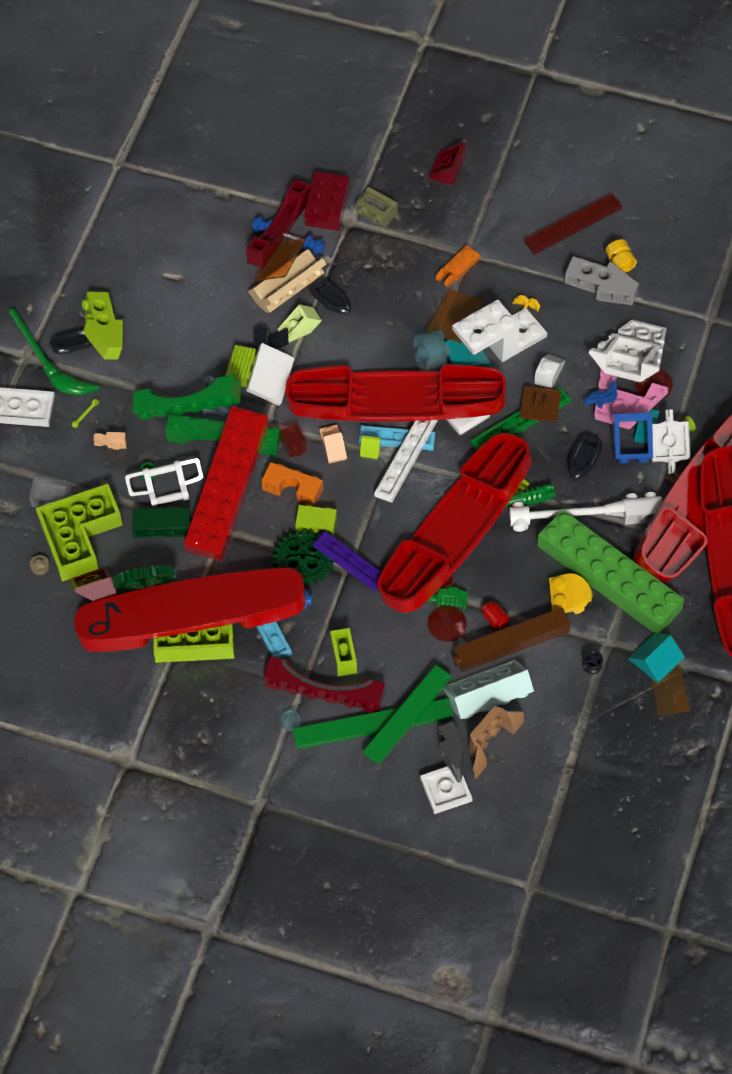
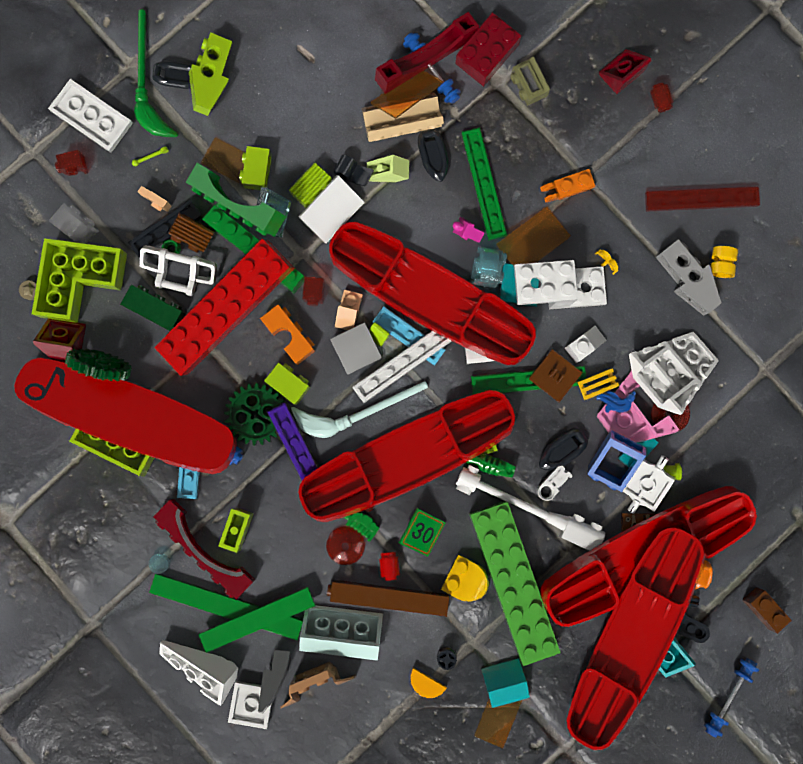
camera: 25 degrees right, 25 degrees up
(20, 448) = (71, 163): none -> clear red brick
(134, 457) = (158, 233): none -> black plate
(160, 446) = (190, 232): none -> reddish brown brick
(164, 383) = (224, 160): none -> clear orange piece
(185, 375) = (256, 168): none -> lime brick
(358, 467) = (356, 348): none -> light grey slope
(372, 538) = (327, 427): none -> light aqua piece
(386, 298) = (484, 184): none -> green tile
(386, 782) = (208, 670): none -> white wedge
(394, 334) = (467, 230): none -> dark pink piece
(491, 168) = (662, 97): none -> clear red brick
(506, 574) = (422, 532): none -> green piece
(582, 381) = (611, 379): none -> yellow tile
(588, 694) = (425, 685): none -> light orange tile
(593, 483) = (554, 482): none -> white piece

